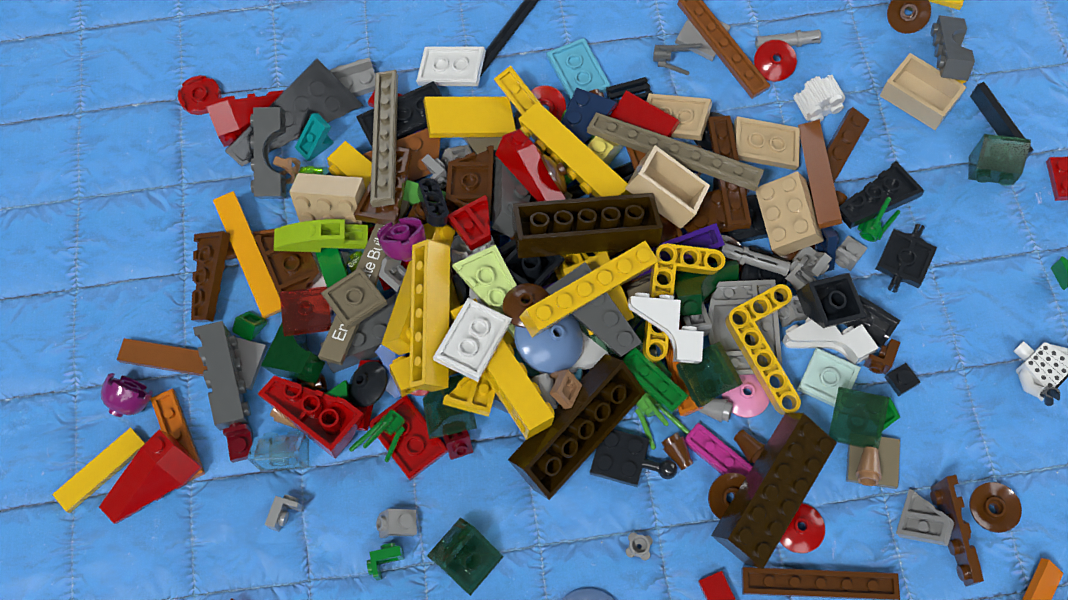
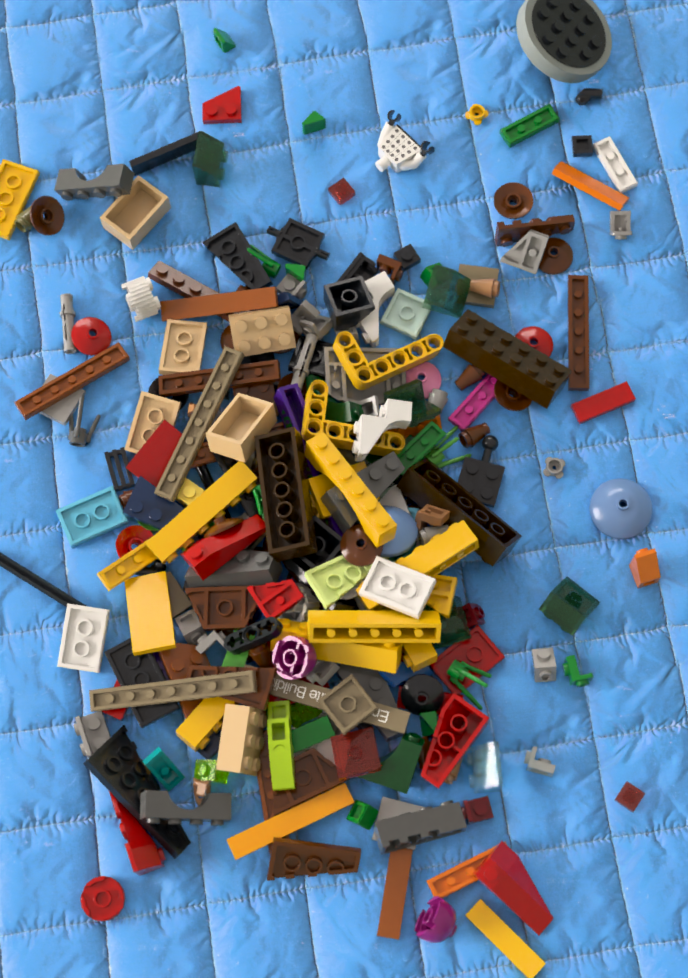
camera: 90 degrees left, 5 degrees up
(868, 258) = (296, 270): none -> green slope
(918, 568) = (556, 263): none -> reddish brown dish
(980, 306) = (341, 191): none -> clear red plate

